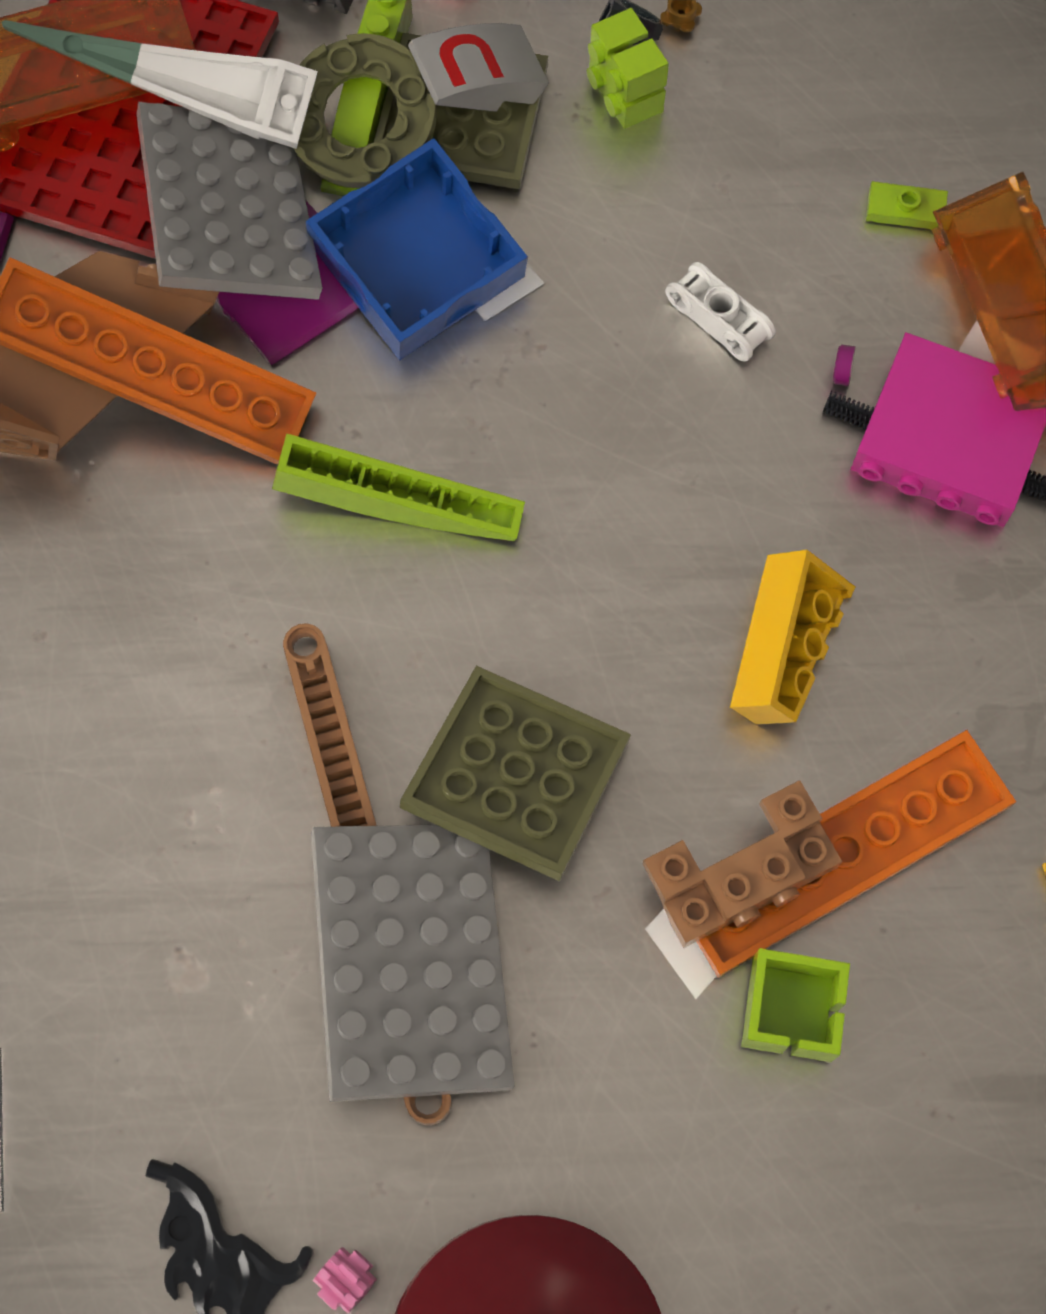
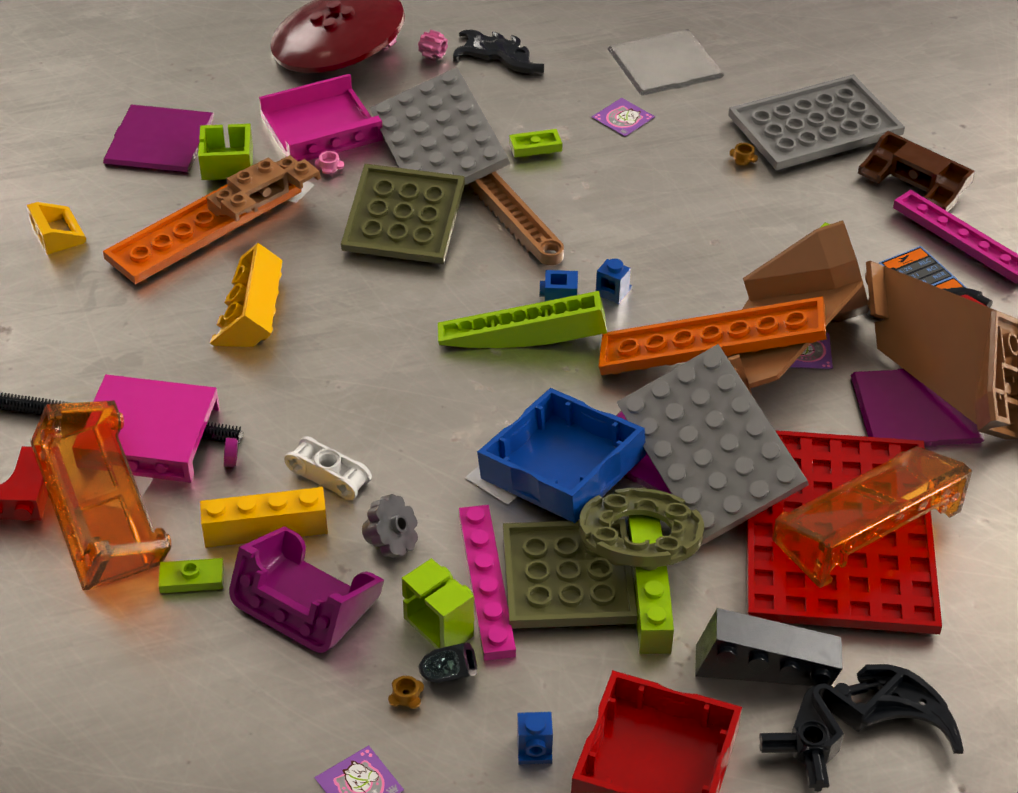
camera: 165 degrees right, 25 degrees down
(56, 991) = (623, 117): none -> sticker
(233, 555) = (616, 274): none -> blue brick
(240, 928) = (535, 143): none -> lime plate
(243, 92) = (736, 502): white plate -> none
(311, 548) = (559, 284): none -> blue brick
(479, 66) = (558, 565): light grey slope -> none
(557, 132) = (486, 583): none -> dark pink plate
(608, 1091) = (319, 119): none -> dark pink panel
(619, 954) = (329, 162): none -> bright pink plate
(662, 193) = (391, 526): none -> flat silver plant
(771, 139) = (295, 596): none -> magenta windscreen
(807, 255) = (253, 516): none -> yellow wedge
(909, 1127) = (157, 138): none -> magenta piece

